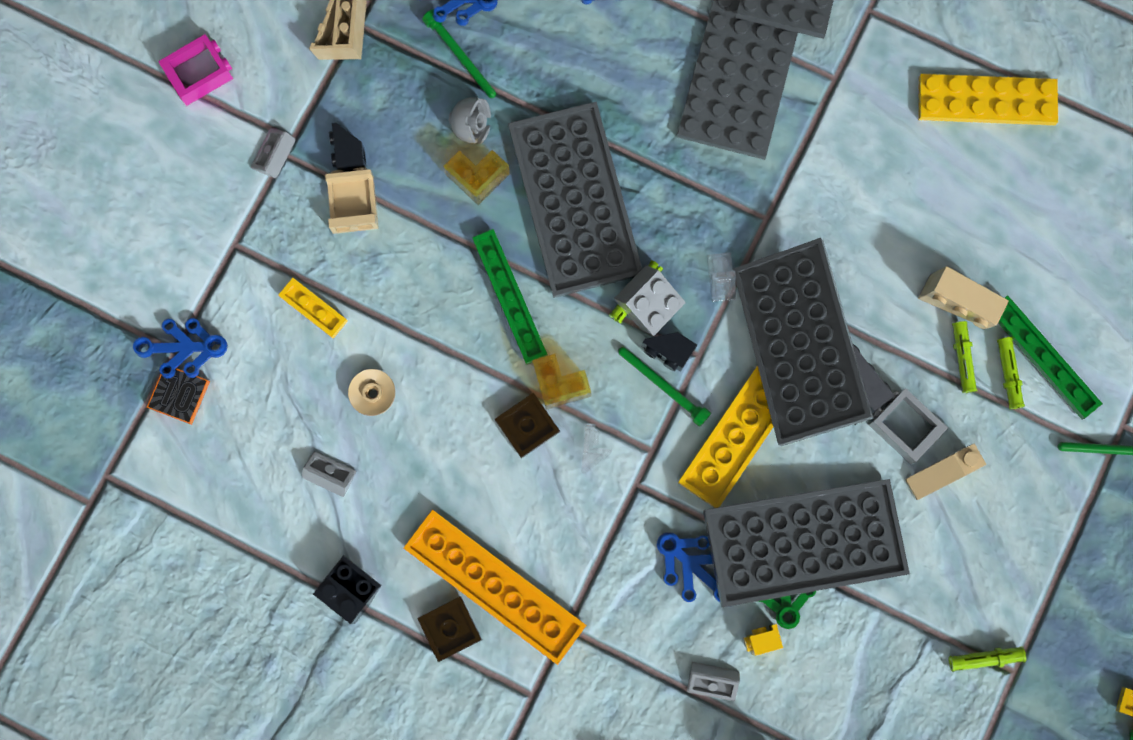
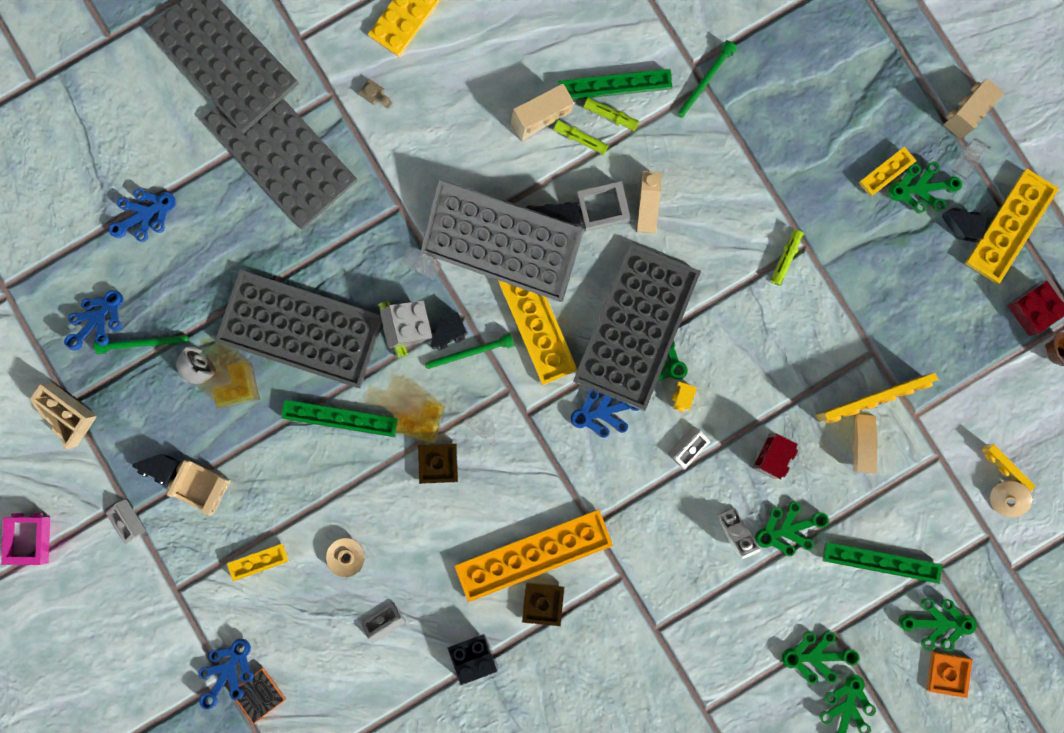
camera: 55 degrees left, 5 degrees up
(864, 117) = (374, 93): none -> dark tan plate

